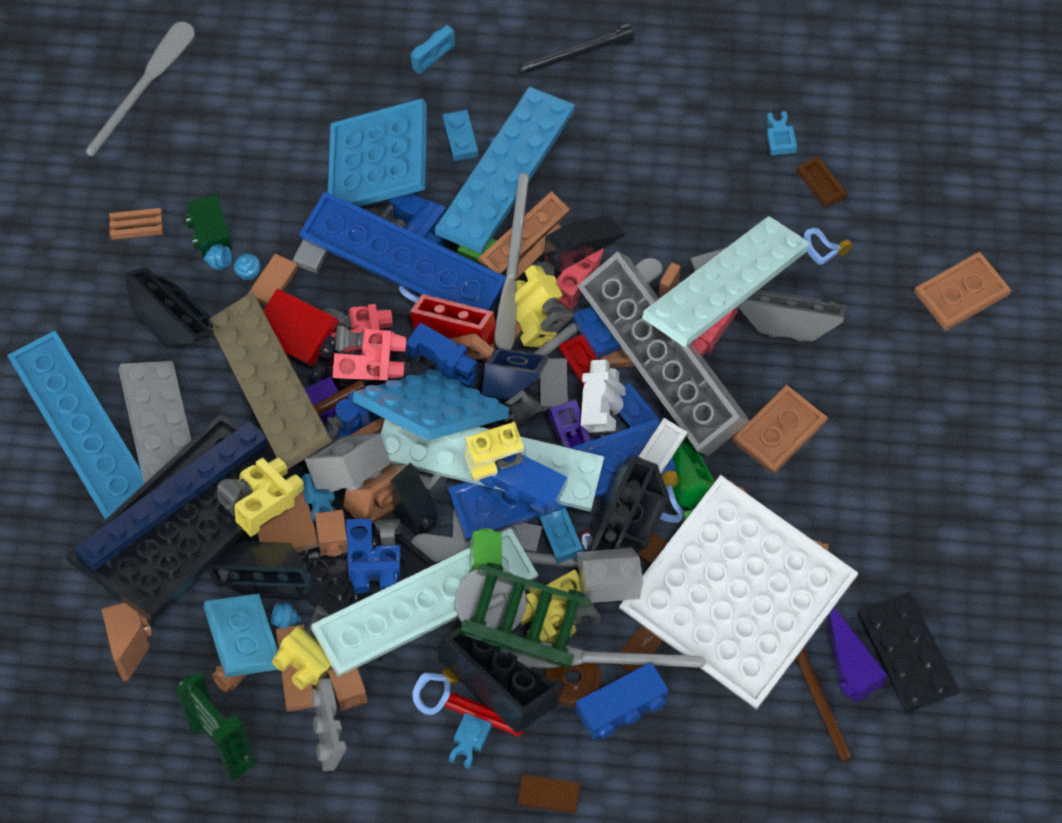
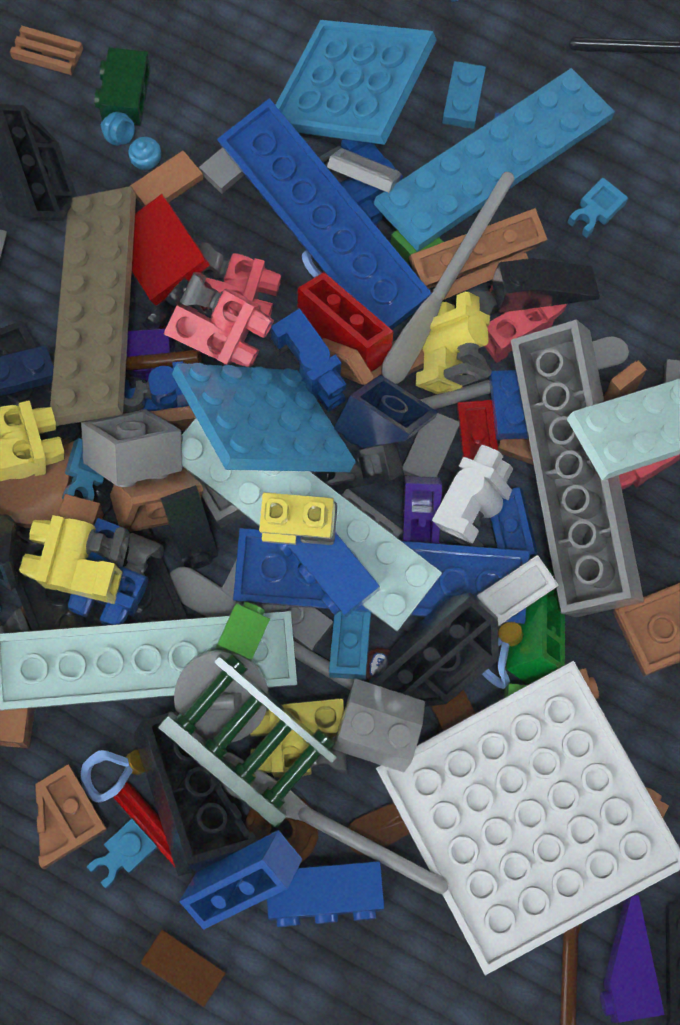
camera: 20 degrees right, 10 degrees up
(341, 555) = (64, 558): none -> light yellow hips
(417, 731) = (64, 816): none -> nougat wing
(418, 212) = (364, 170): none -> light grey tile
(563, 709) = (241, 880): none -> blue brick
(593, 172) = (598, 205): none -> dark azure plate

